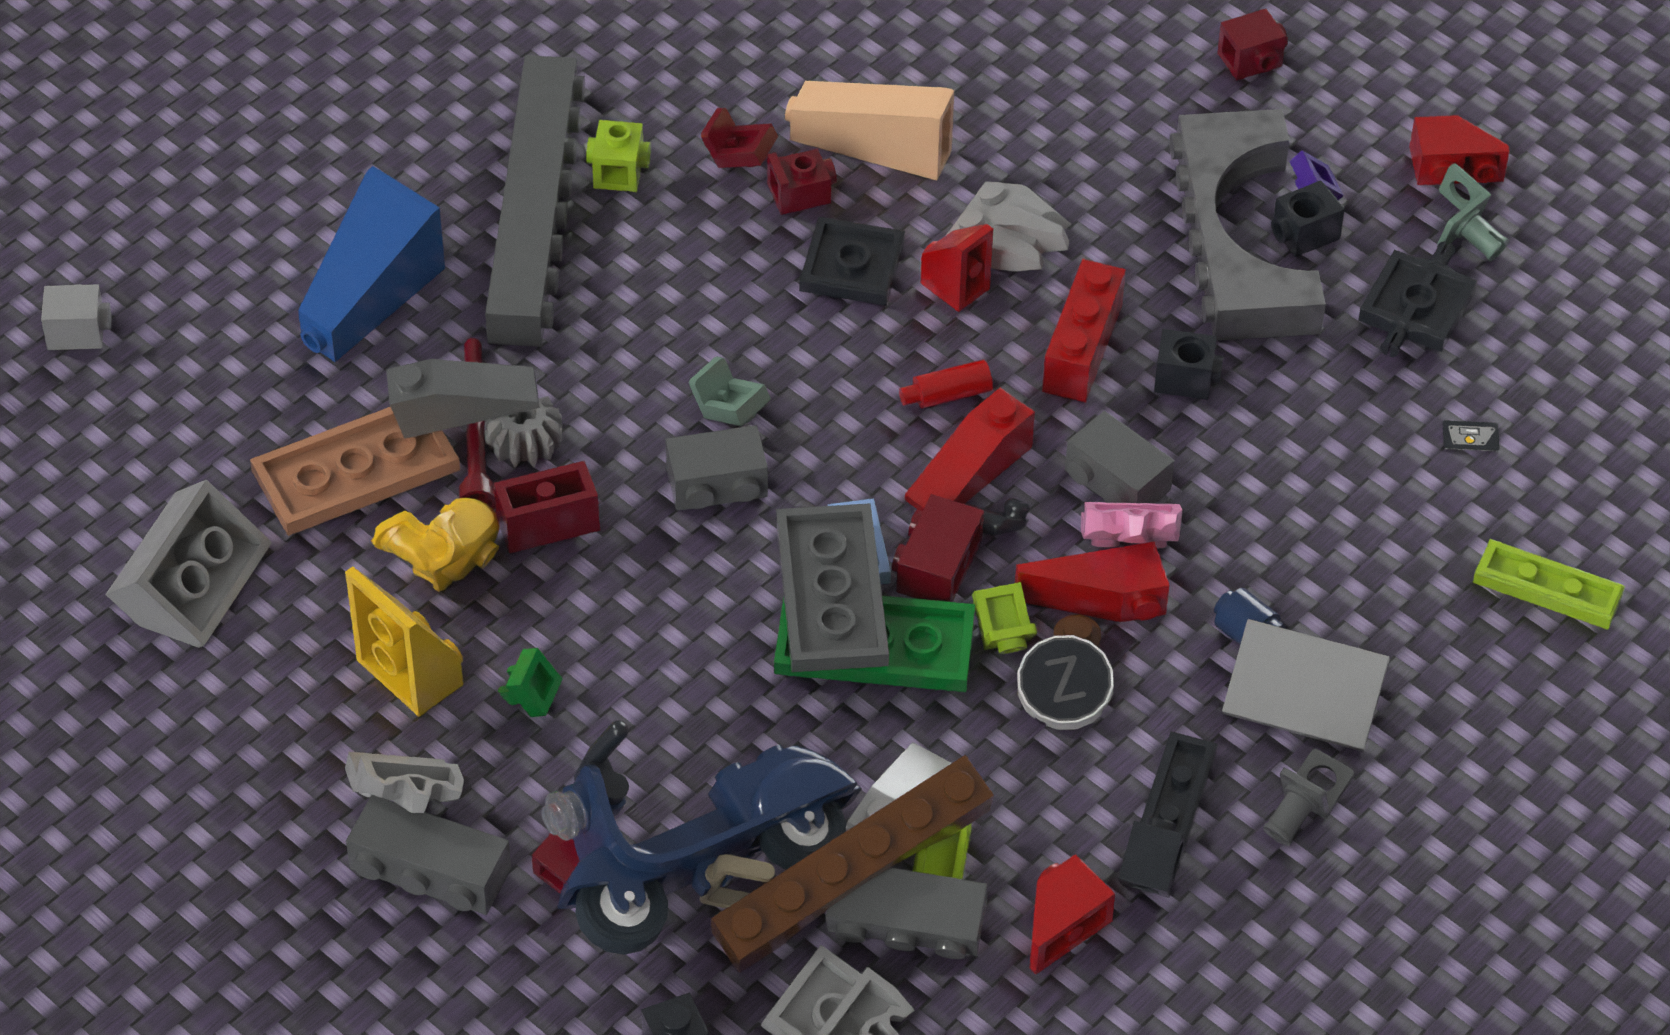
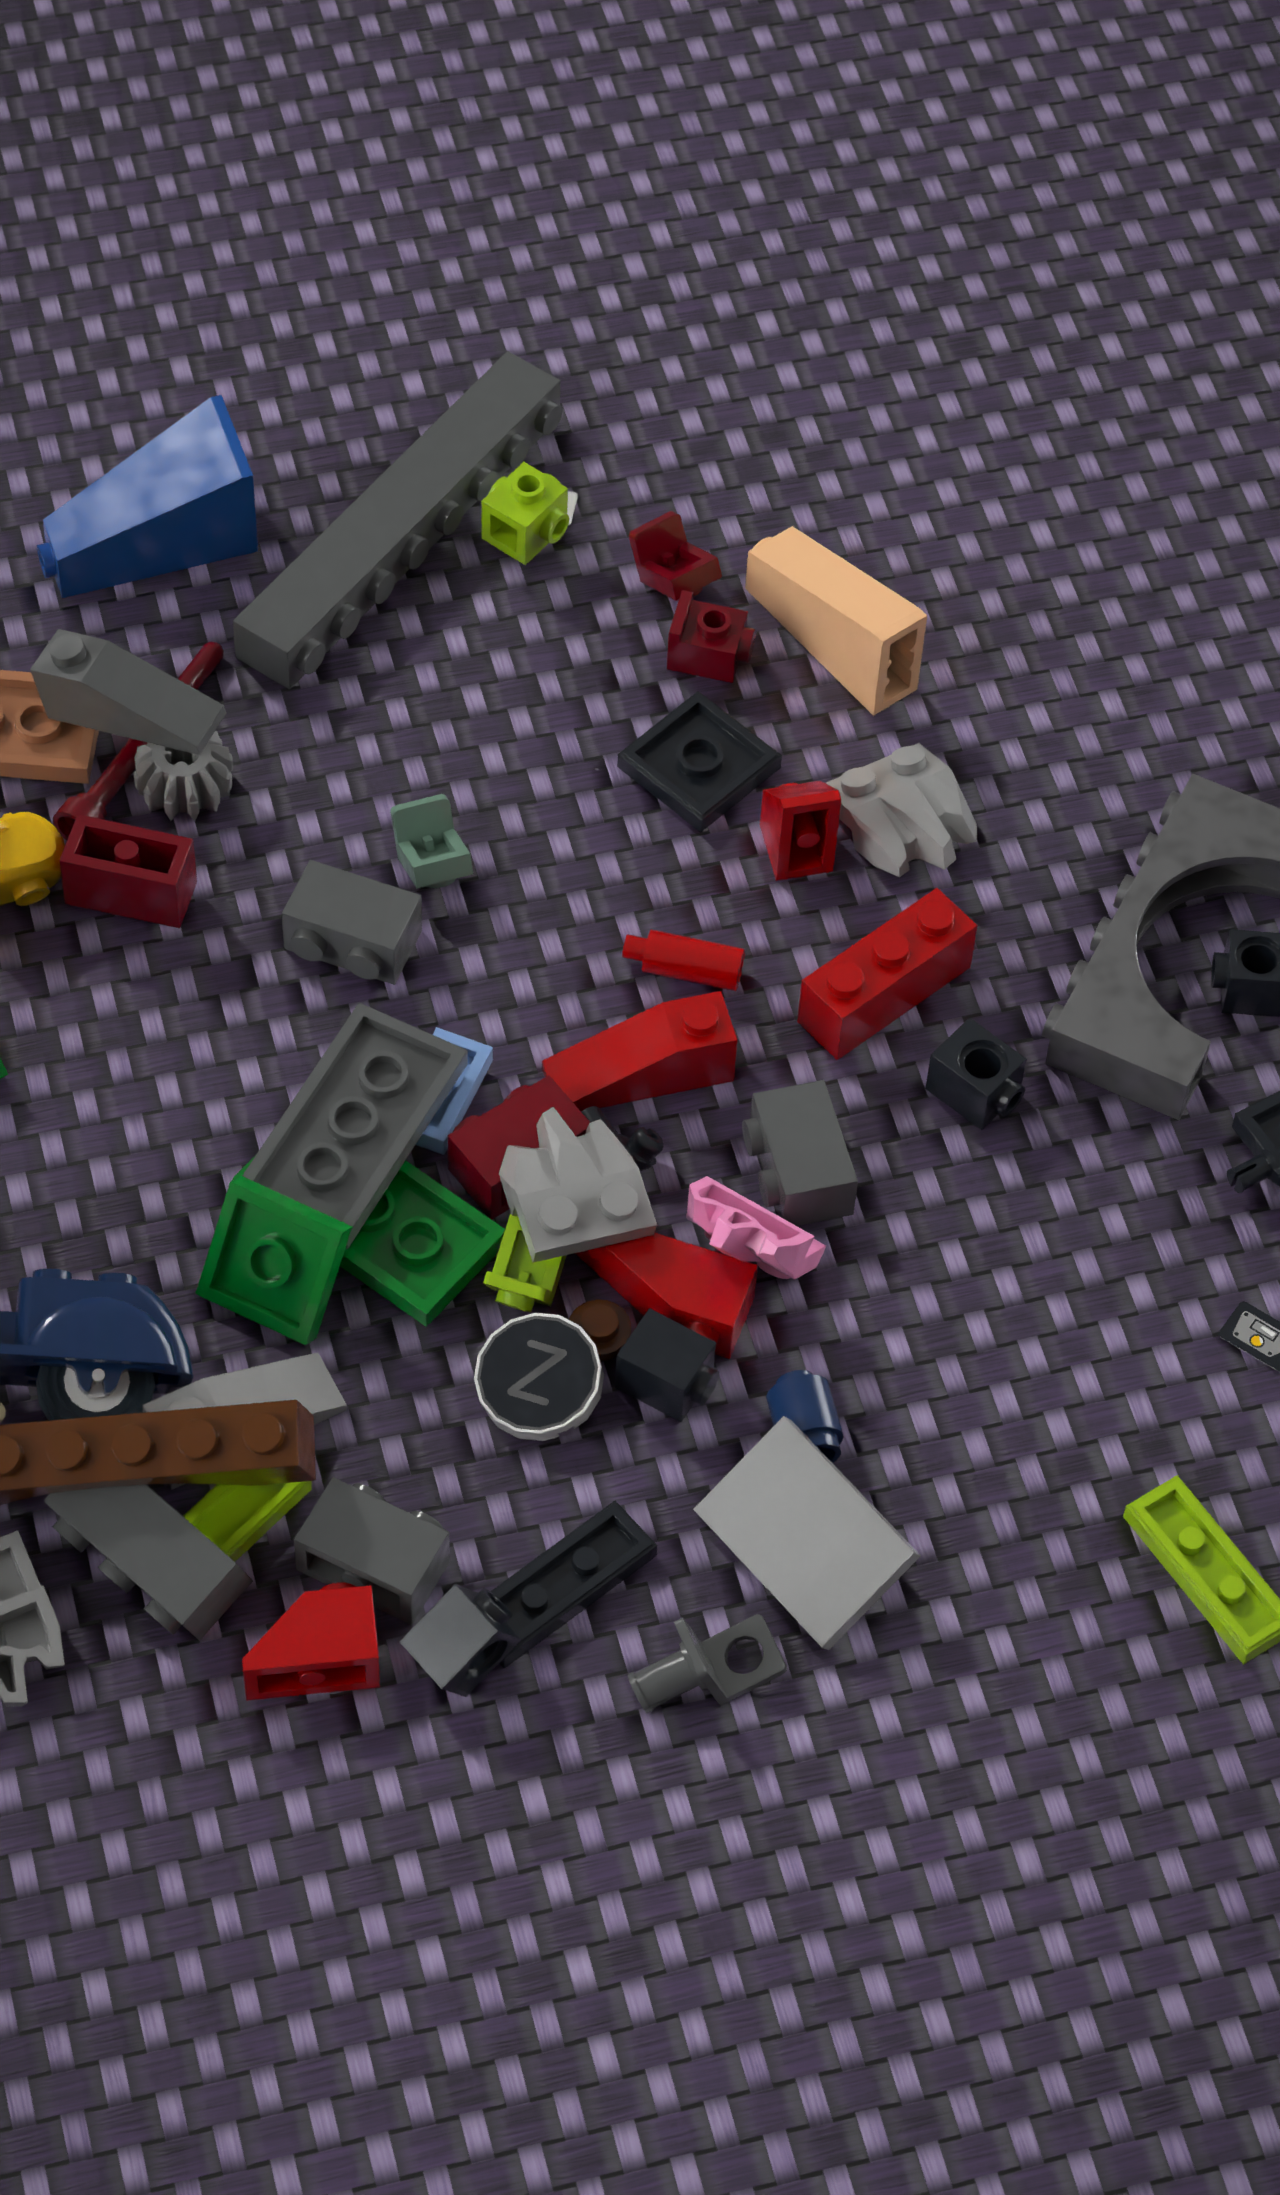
camera: 30 degrees right, 5 degrees up
(848, 695) = (273, 1260): none -> green plate
(1008, 551) = (575, 1190): none -> light grey plate
(1047, 833) = (370, 1542): none -> dark grey brick
(1140, 634) = (667, 1366): none -> black brick

